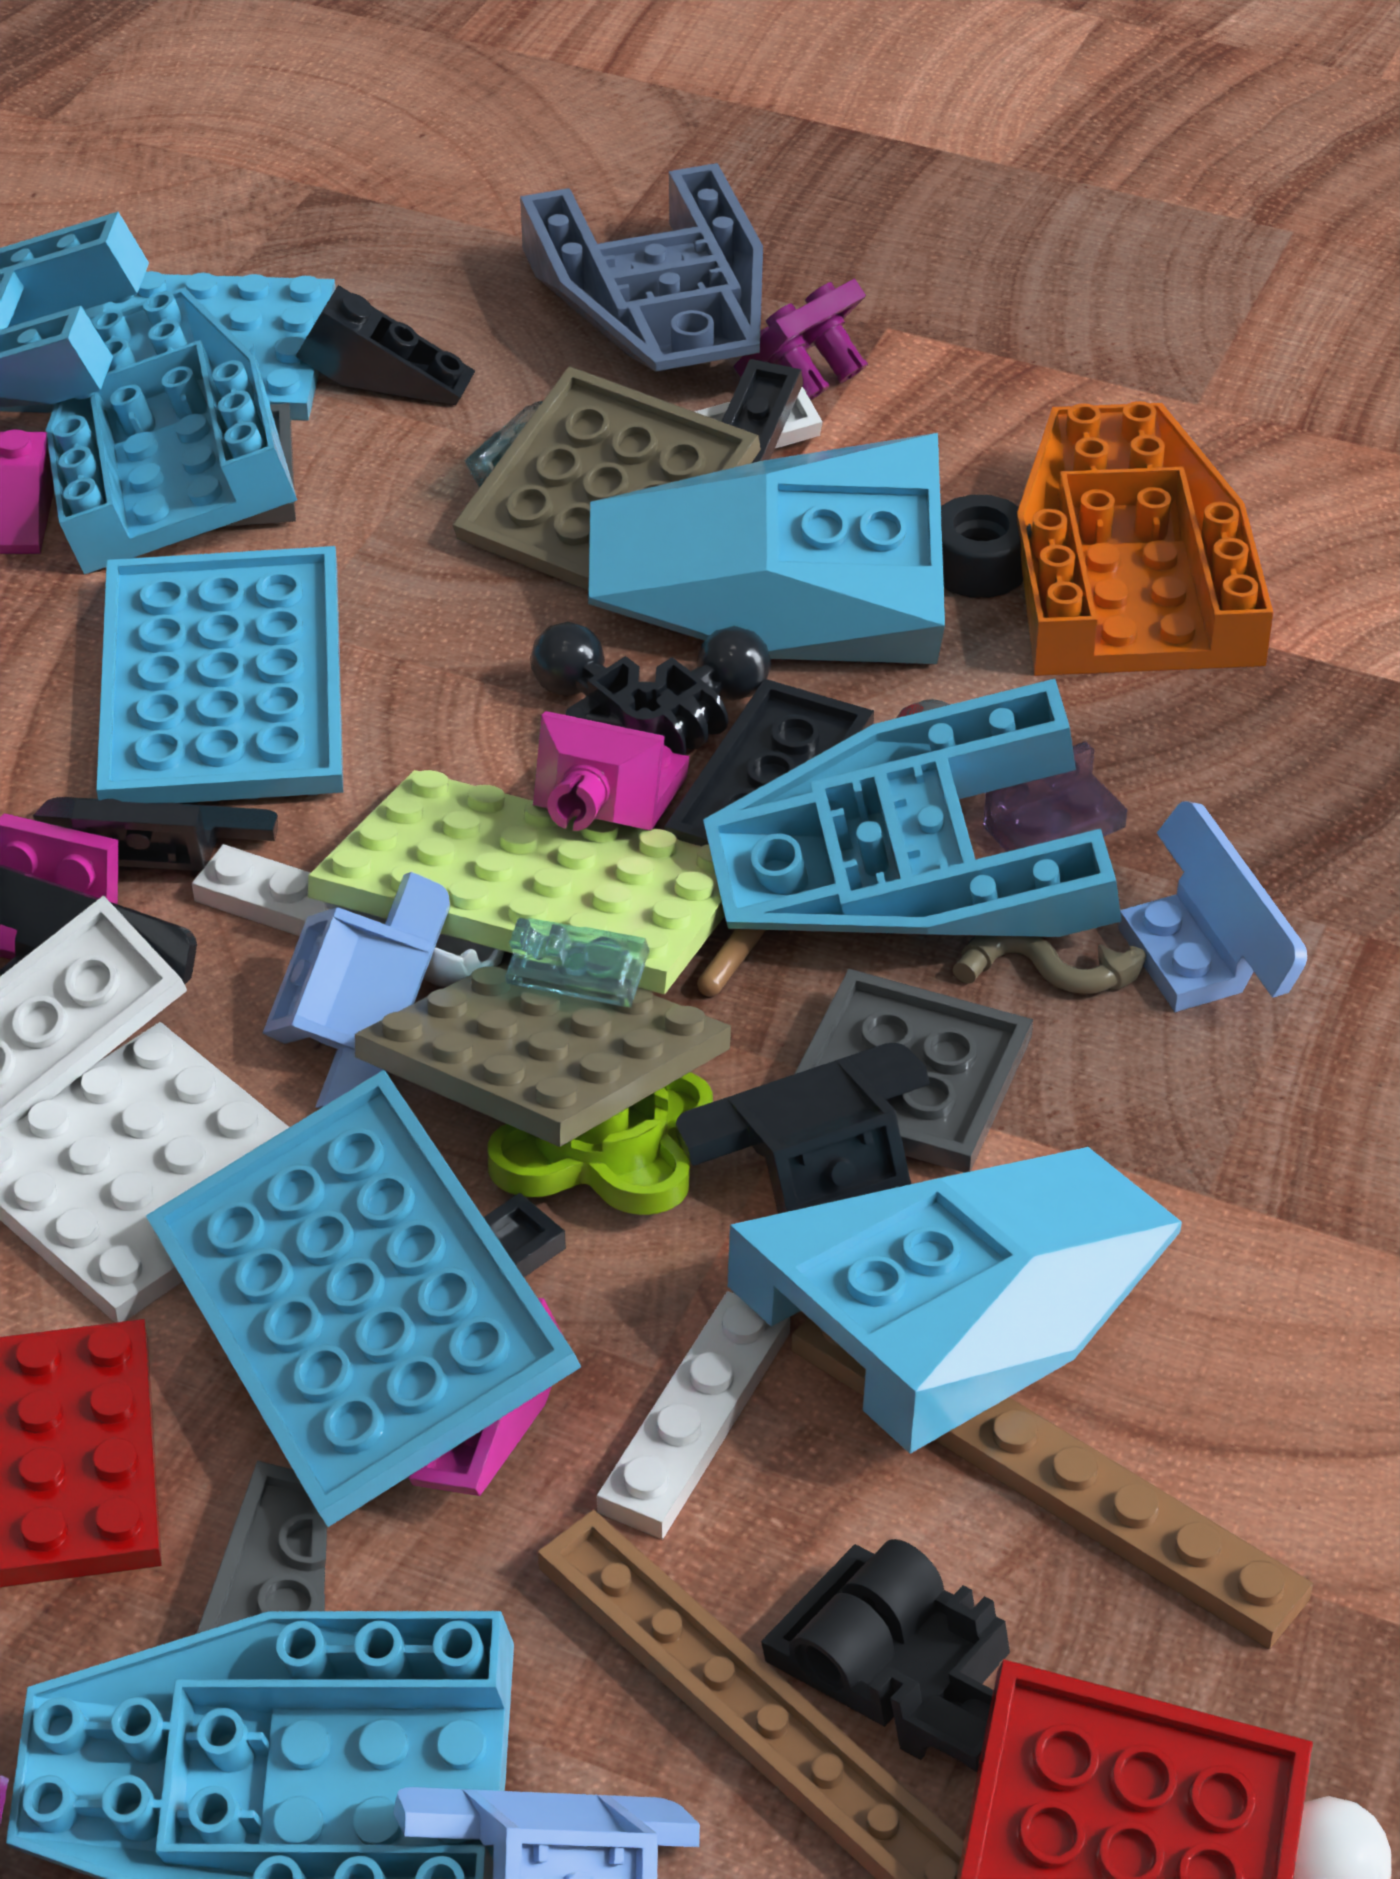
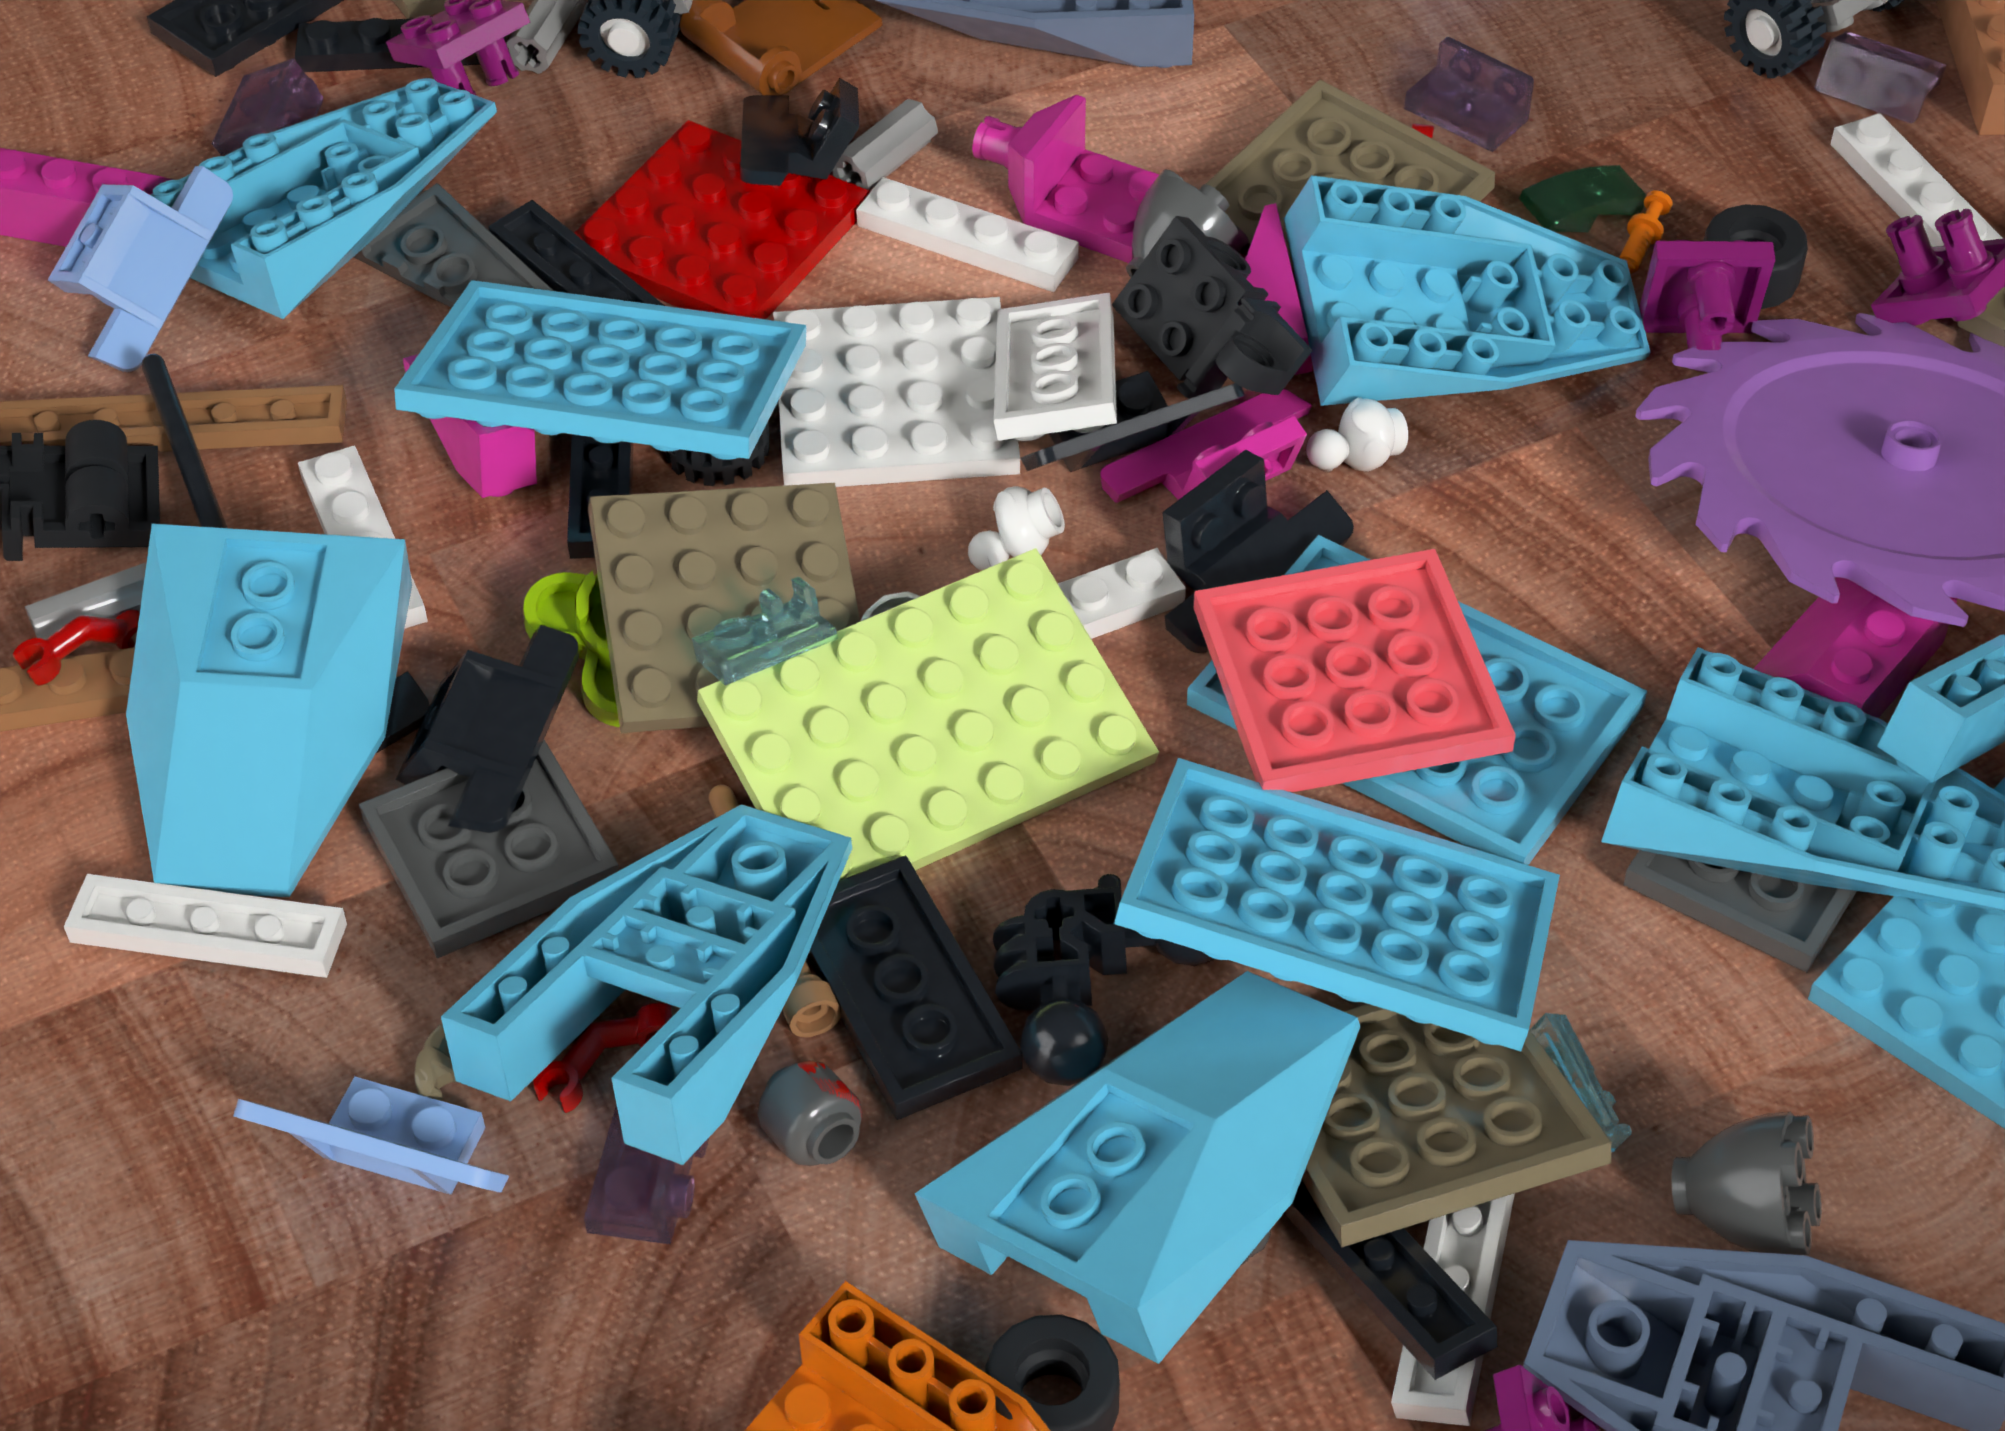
camera: 130 degrees right, 5 degrees up
(195, 1497) = (563, 257): none -> black plate
(245, 962) = (1024, 523): none -> white animal
(250, 680) = (1352, 672): none -> coral plate
(354, 974) = (905, 539): light blue plate -> none
(376, 353) = (1854, 1067): black slope -> none
(490, 573) = (1343, 903): none -> medium azure plate
(507, 345) = (1753, 1184): none -> dark grey piece
(604, 773) = (983, 821): dark pink plate -> none
(823, 1483) = (182, 442): none -> black piece
(985, 1521) = (99, 598): none -> light grey axle
(1040, 1458) = (70, 637): none -> red arm
(1168, 1168) = (206, 925): none -> white plate

